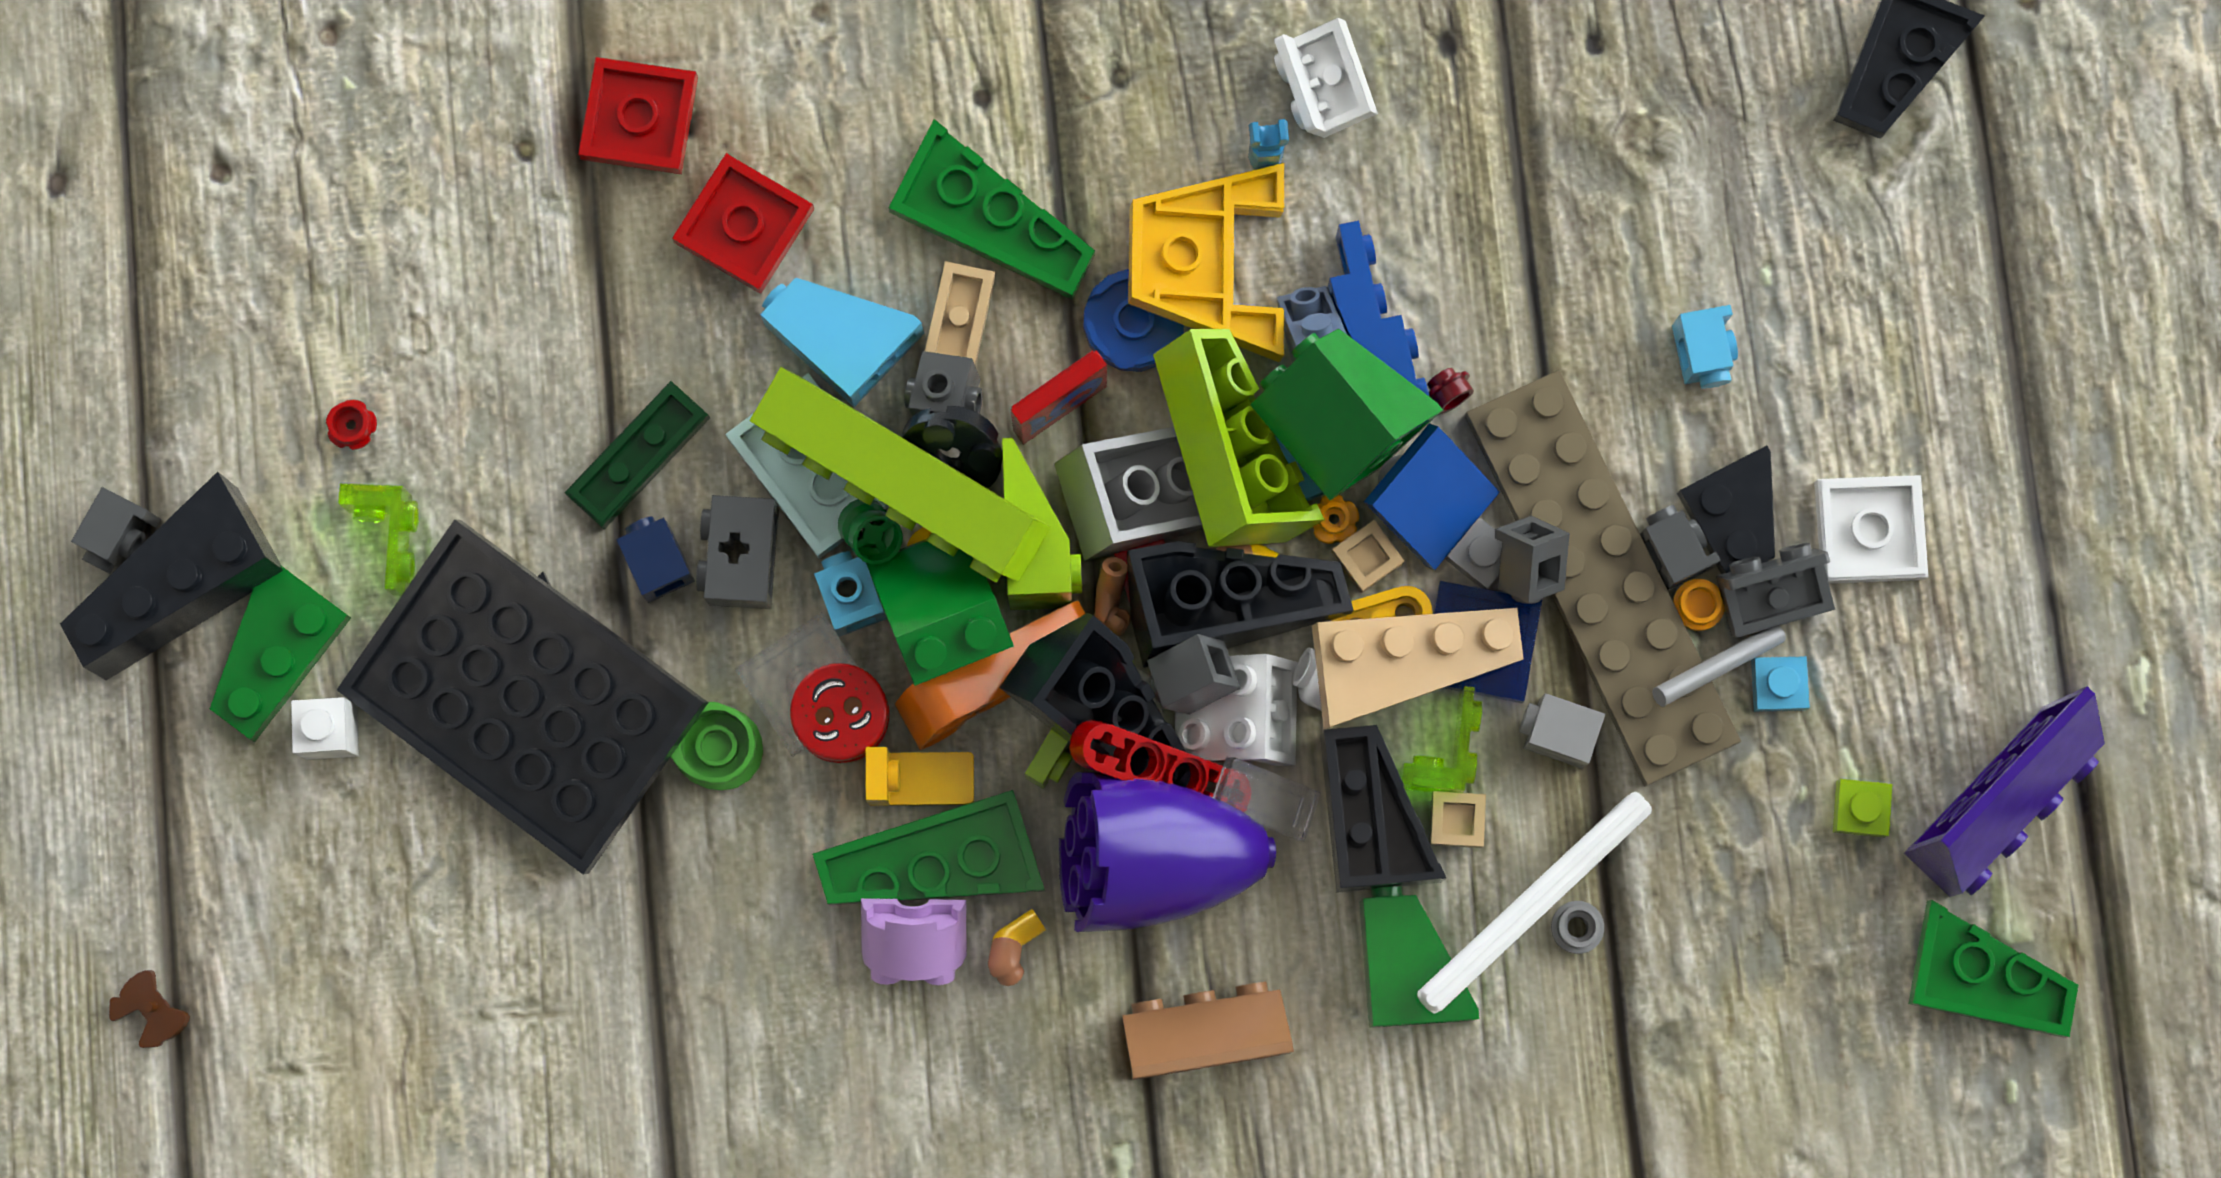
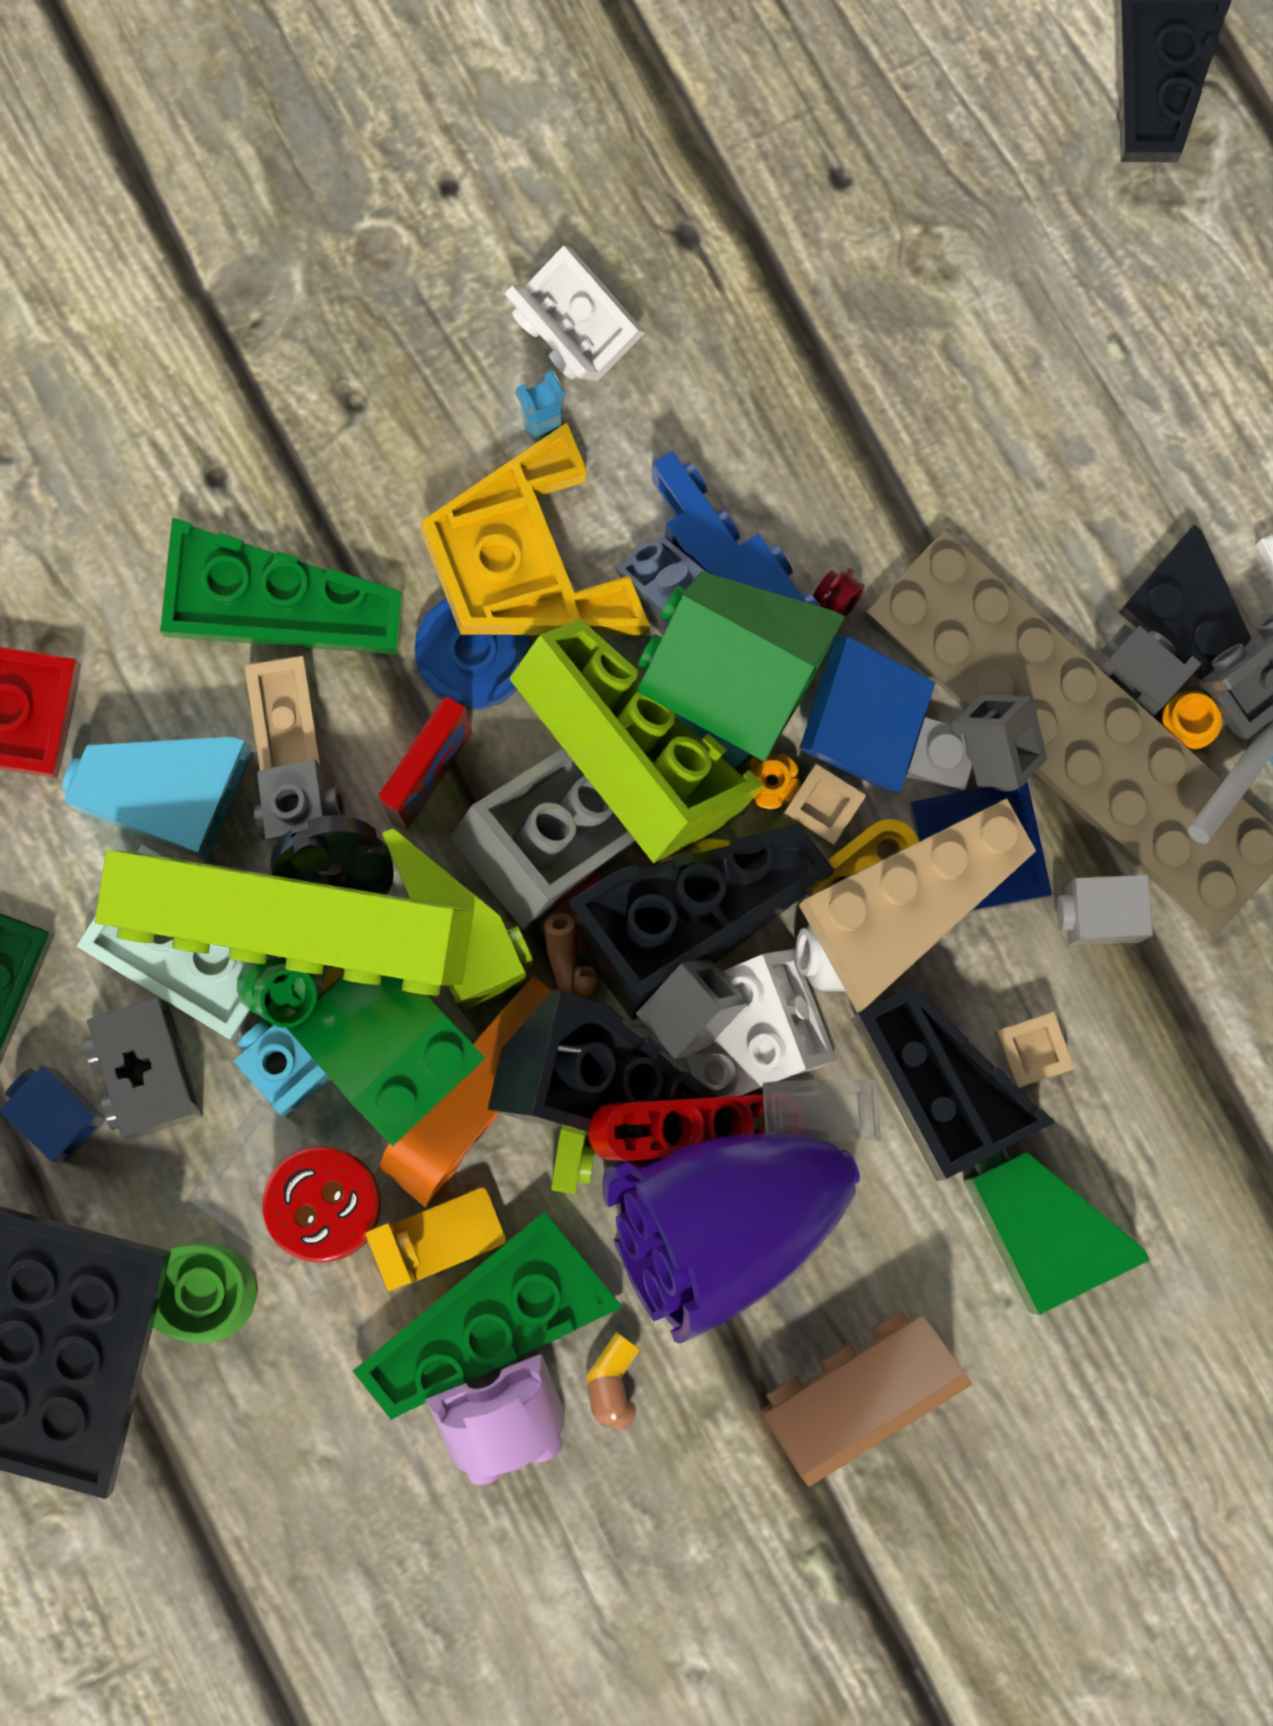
camera: 25 degrees left, 0 degrees up
(1429, 773) = (983, 1012): clear neon green bracket -> none
(1534, 903) = (1154, 1111): white axle -> none
(1592, 920) = (1224, 1109): light grey plate -> none
(1705, 346) = (1088, 445): medium azure brick -> none

